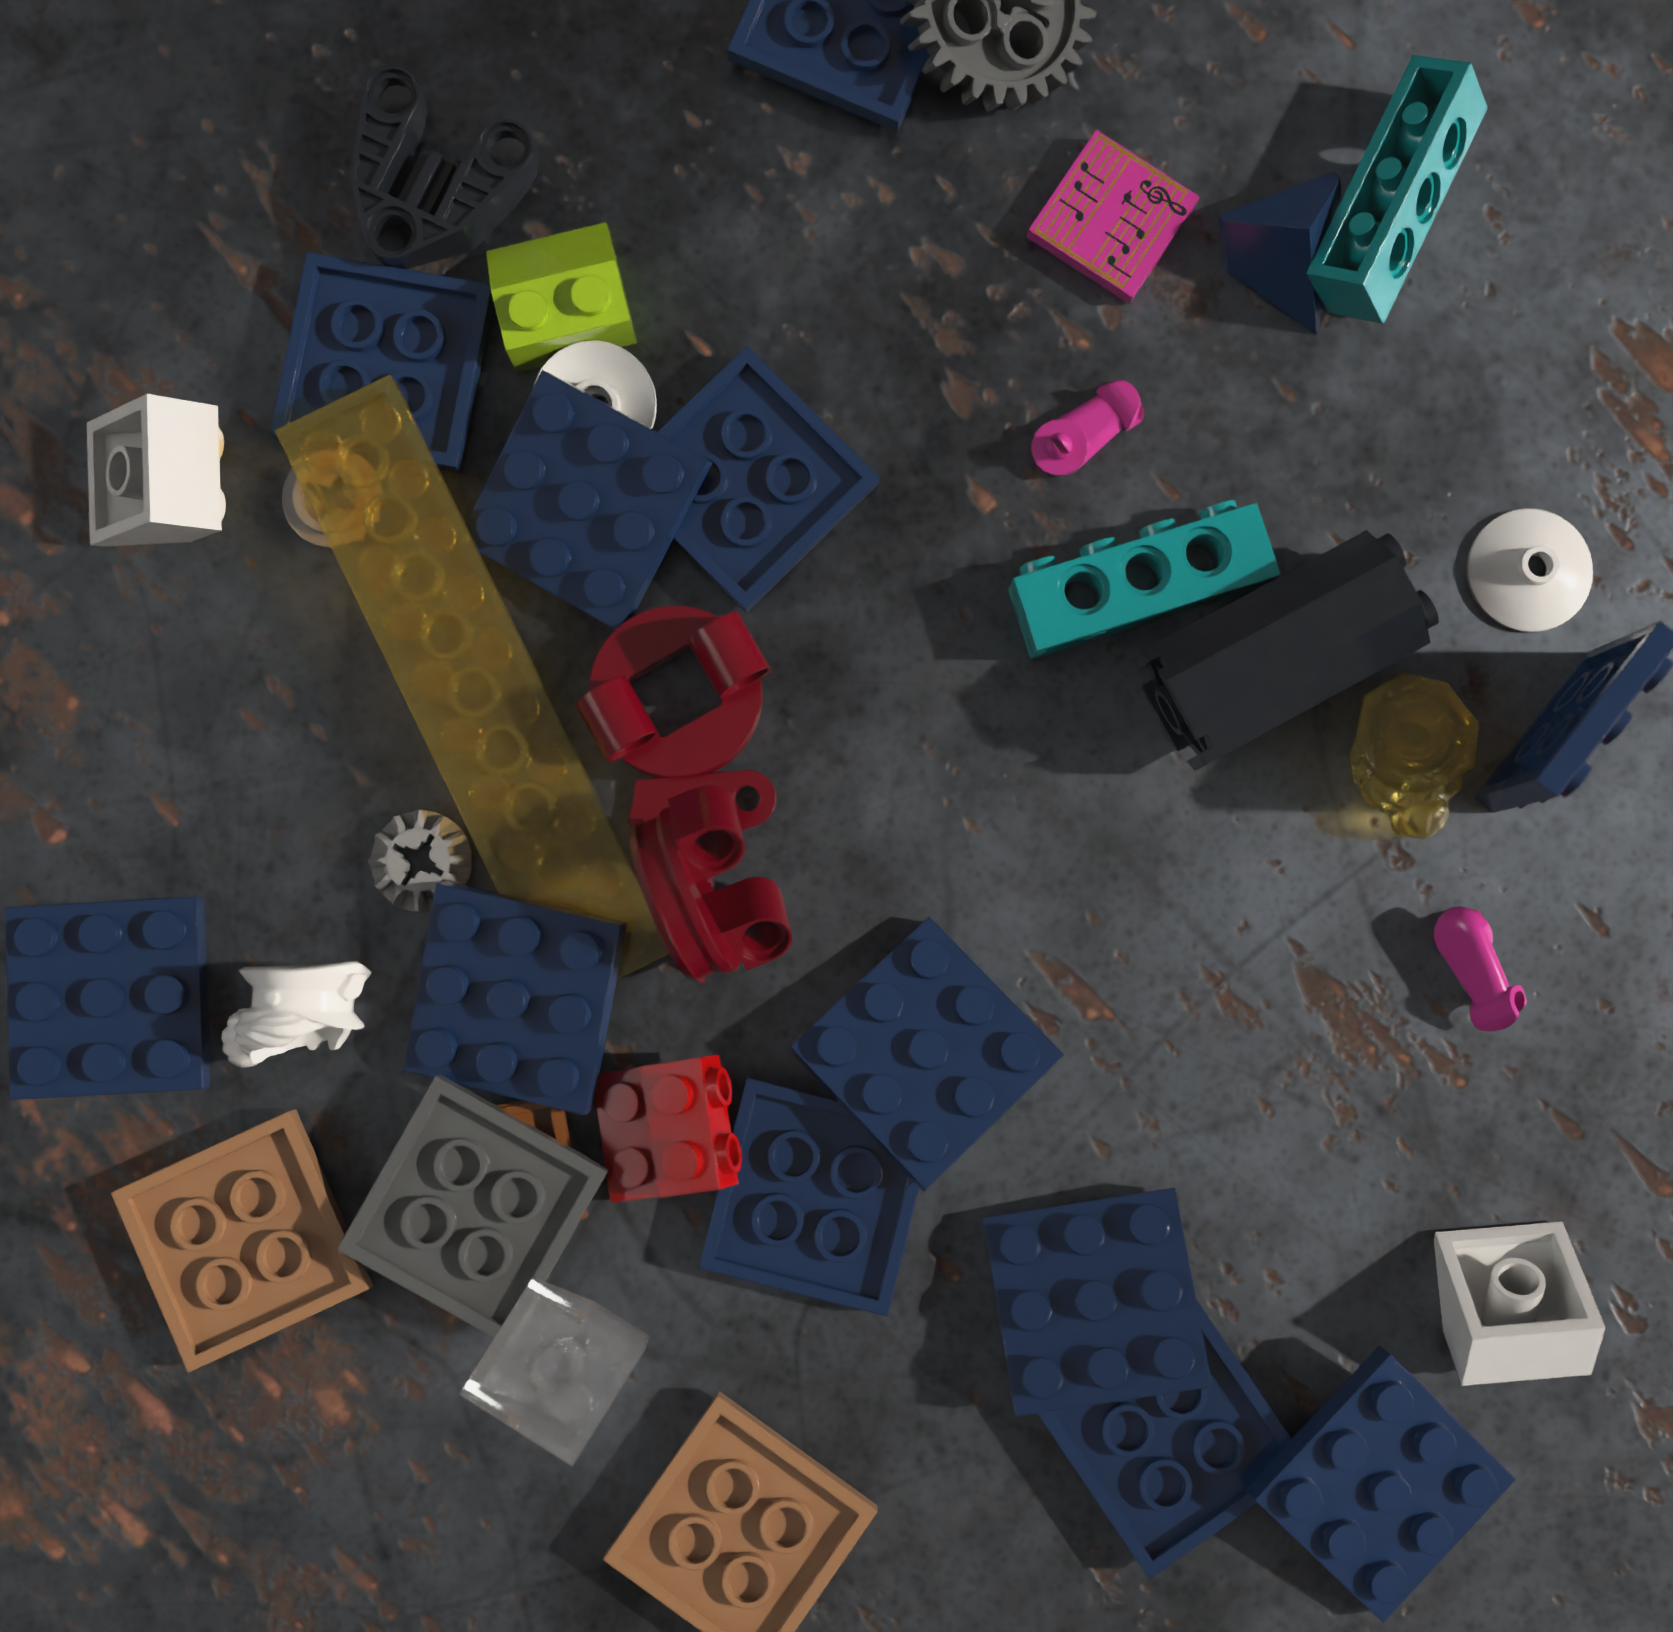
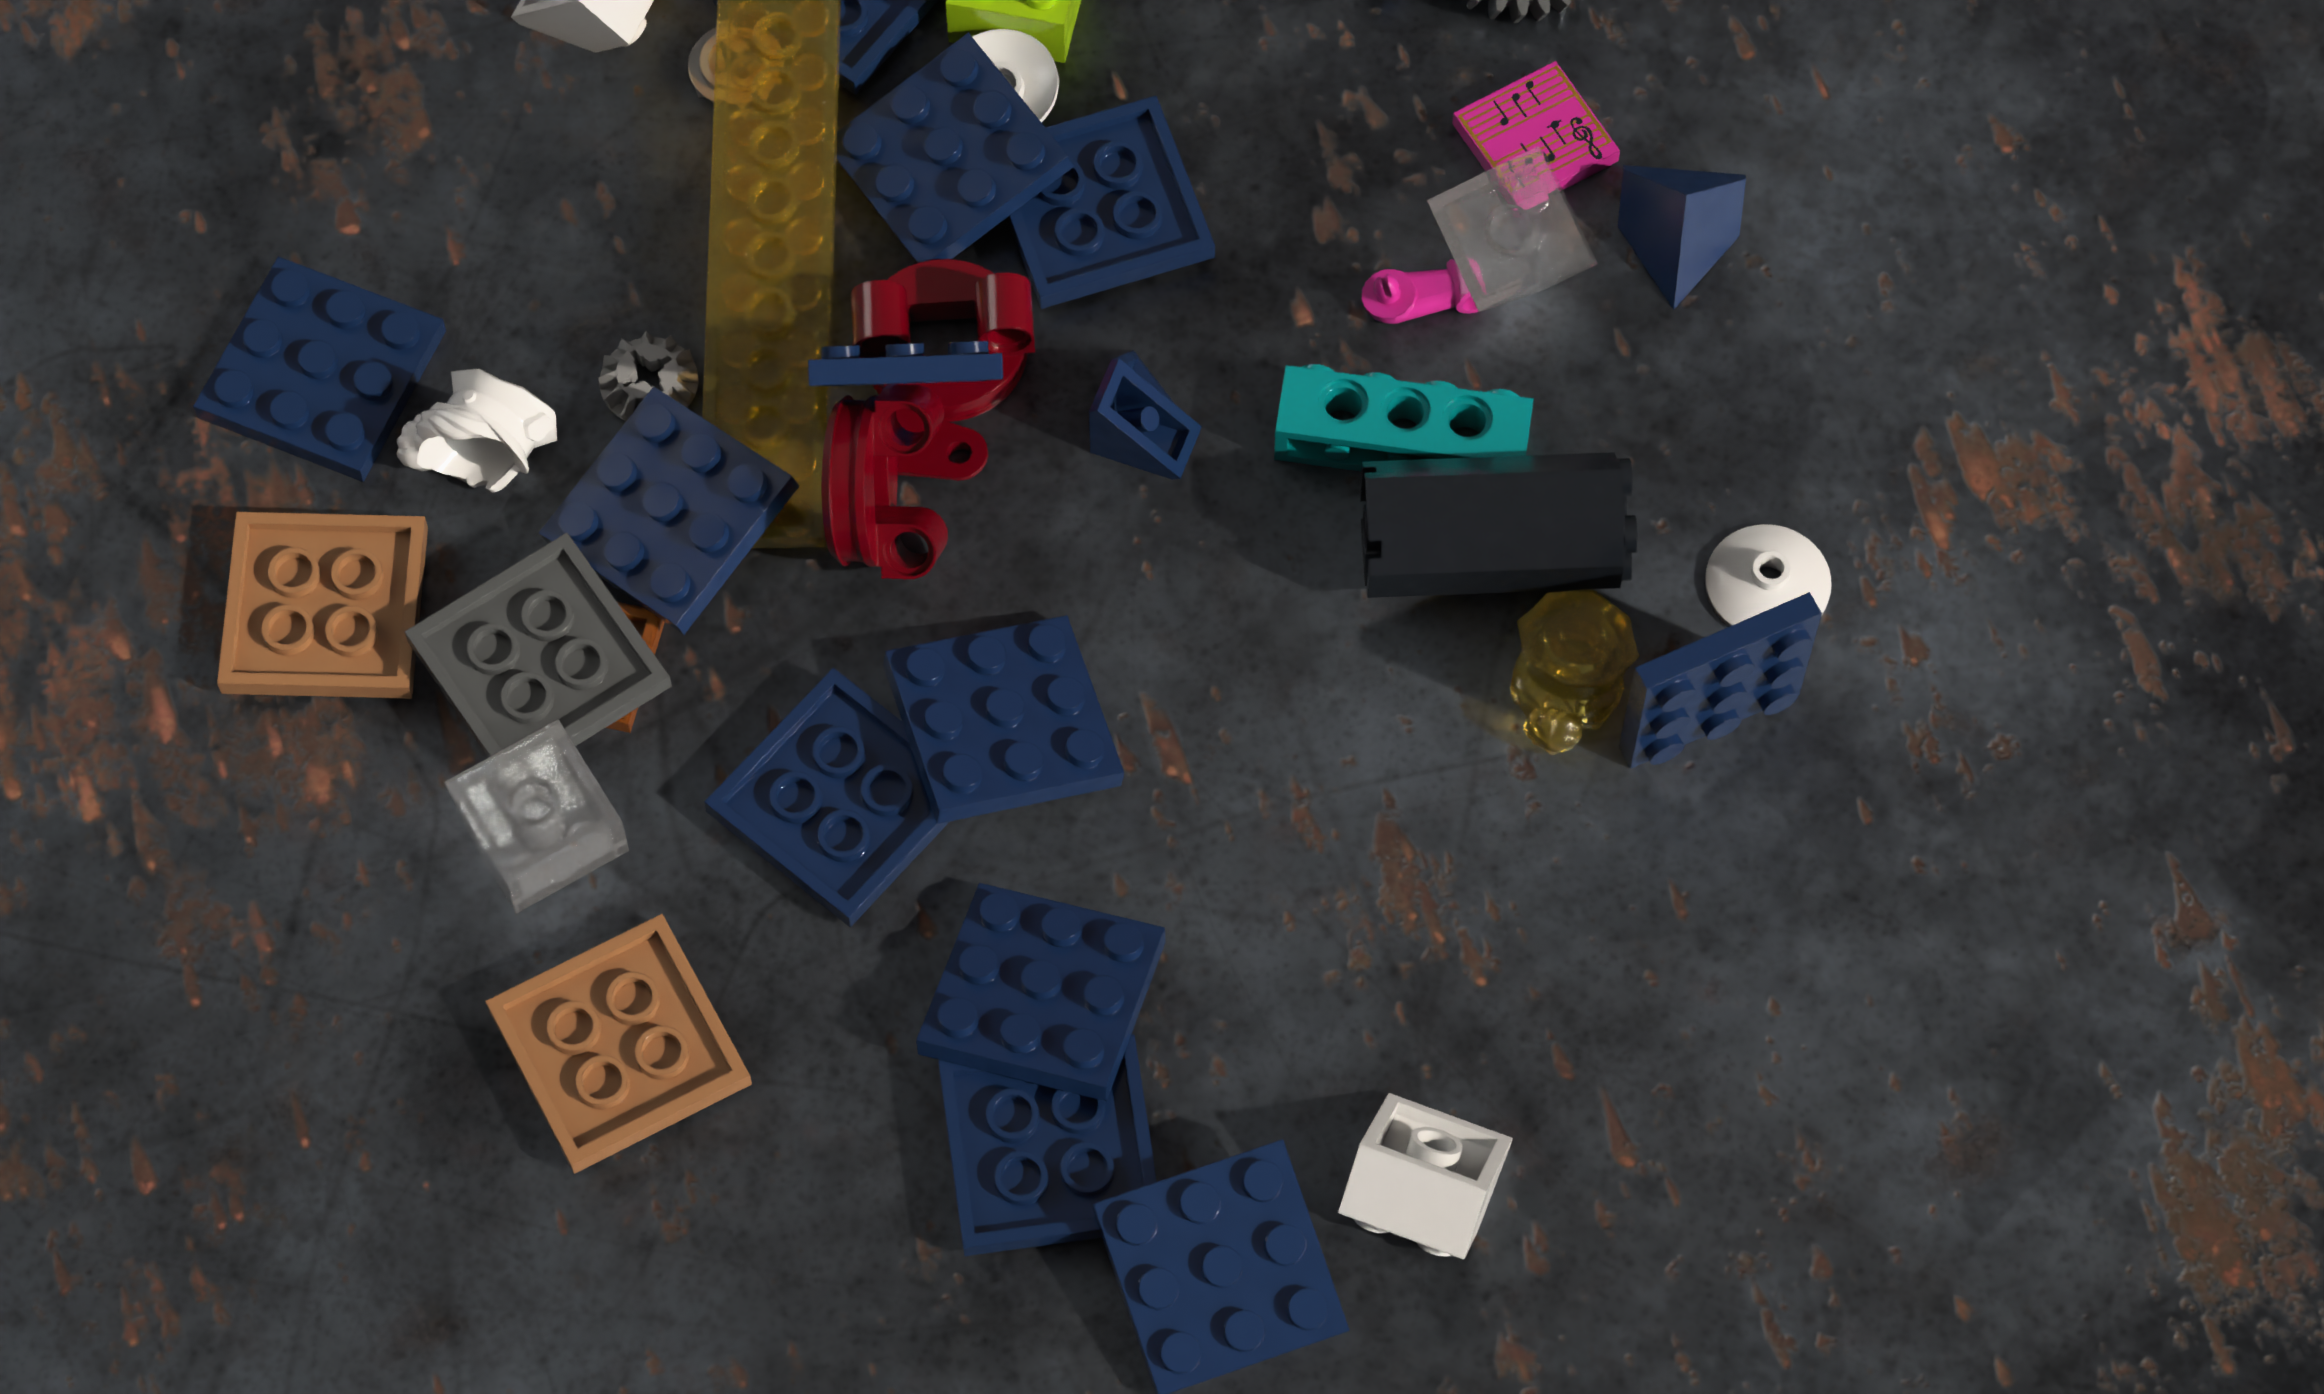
camera: 30 degrees right, 20 degrees down
(667, 1129) = (741, 675): red plate -> none
(680, 782) = (905, 365): none -> dark blue plate
(899, 683) = (1139, 421): none -> dark blue slope
(1154, 336) = (1512, 231): none -> clear slope
(1398, 188) = (1793, 211): teal brick -> none
(1467, 947) = (1540, 856): dark pink piece -> none

